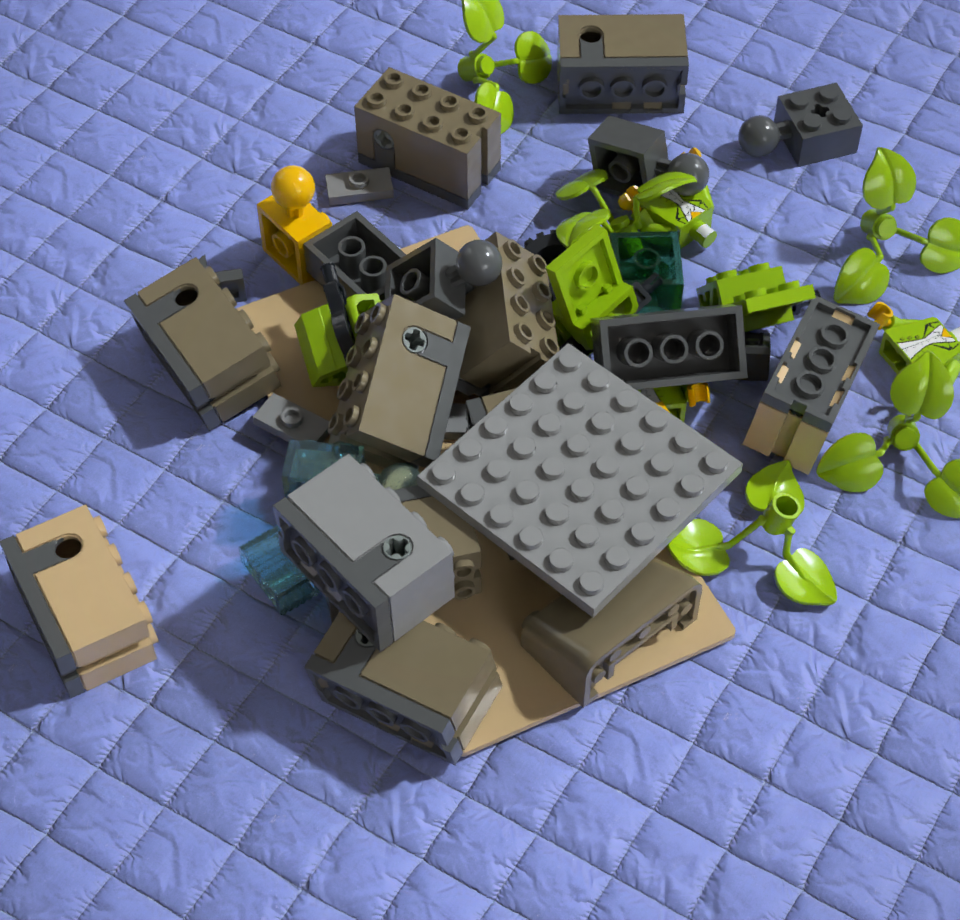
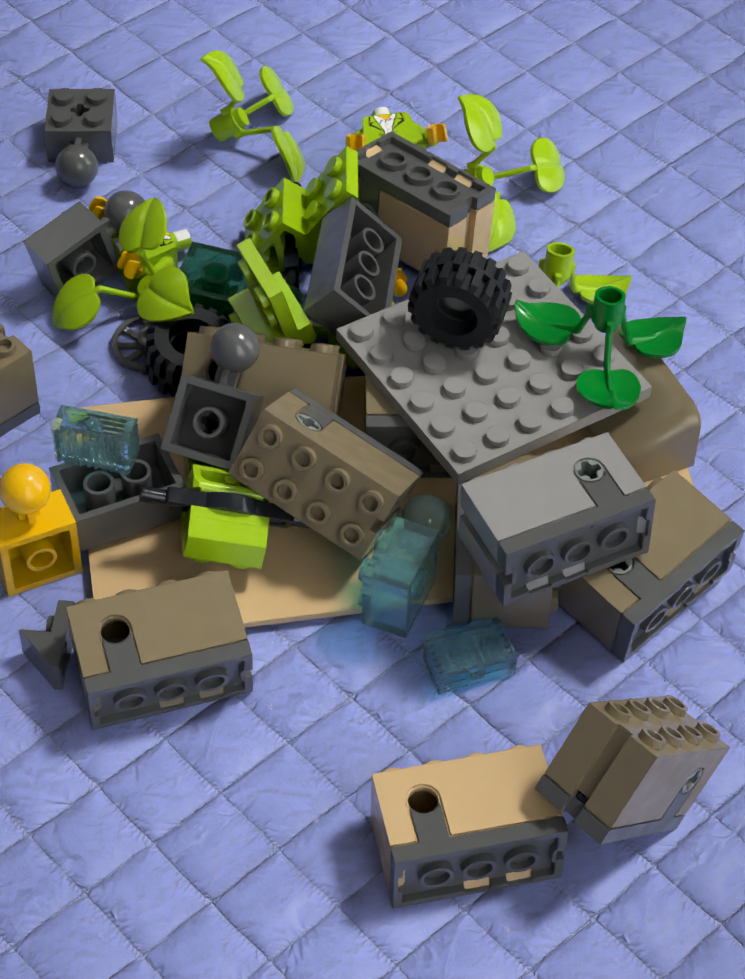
camera: 75 degrees left, 5 degrees down
(129, 692) = (632, 767): none -> dark tan piece
(290, 420) = (288, 605): light grey plate -> none
(375, 219) = (95, 439): none -> clear light blue brick
(597, 402) = (460, 298): none -> black tyre
(635, 503) = (651, 337): none -> green plant

